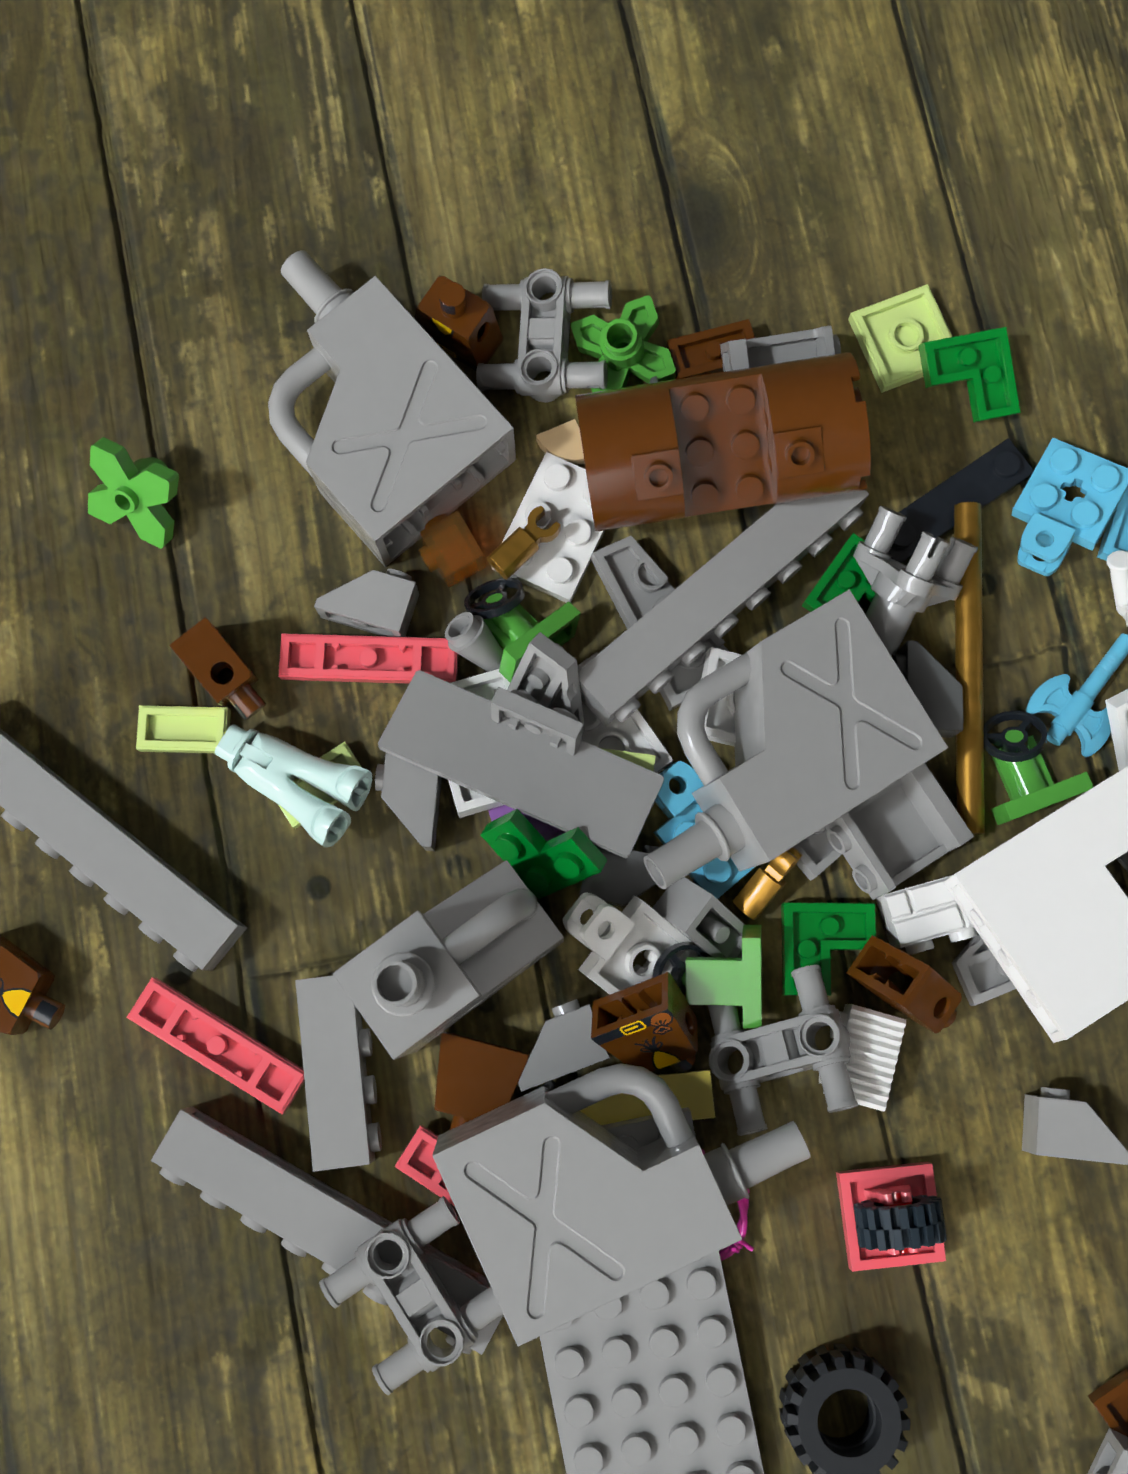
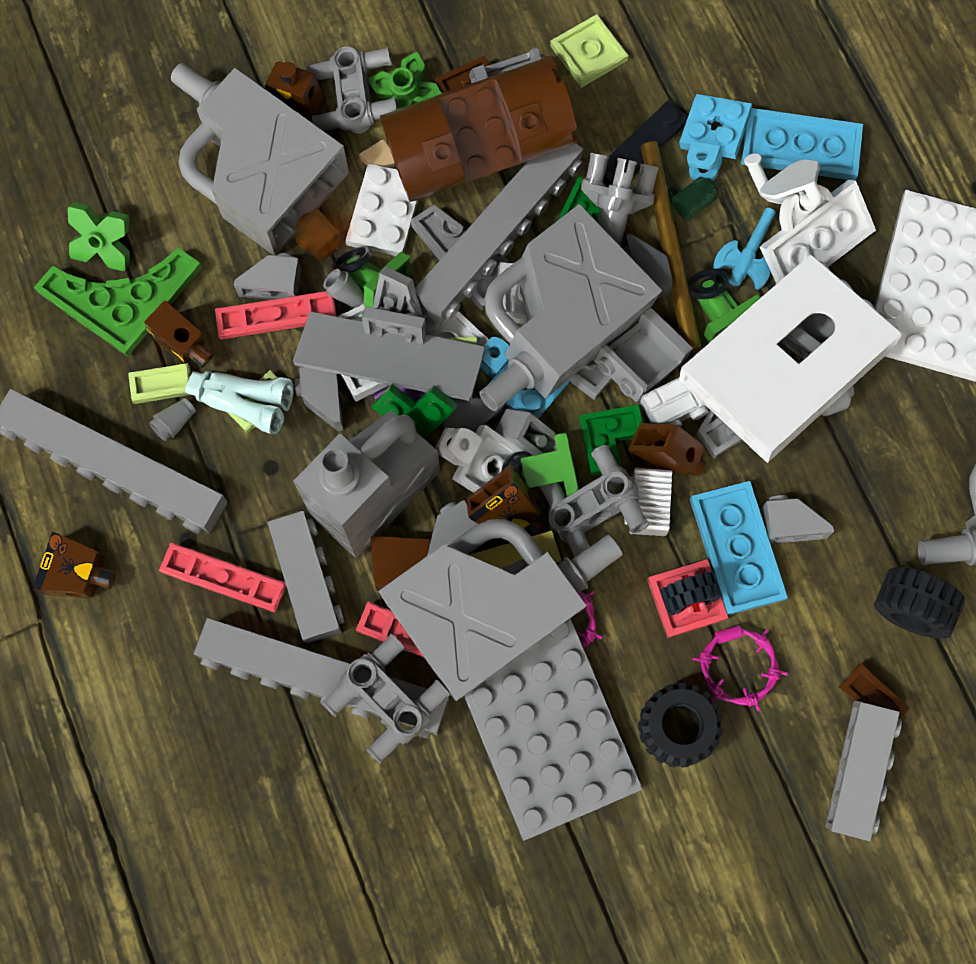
camera: 10 degrees left, 5 degrees down
(148, 603) = (120, 306): none -> bright green plate
(189, 789) = (172, 419): none -> light grey cone
(522, 544) = (363, 221): pearl gold bar -> none
(766, 884) = (565, 403): pearl gold bar -> none
(938, 1285) = (730, 634): none -> dark pink piece
(980, 360) = (640, 54): green plate -> none
(981, 1153) = (738, 547): none -> medium azure plate
(1020, 598) = (695, 197): none -> clear green brick

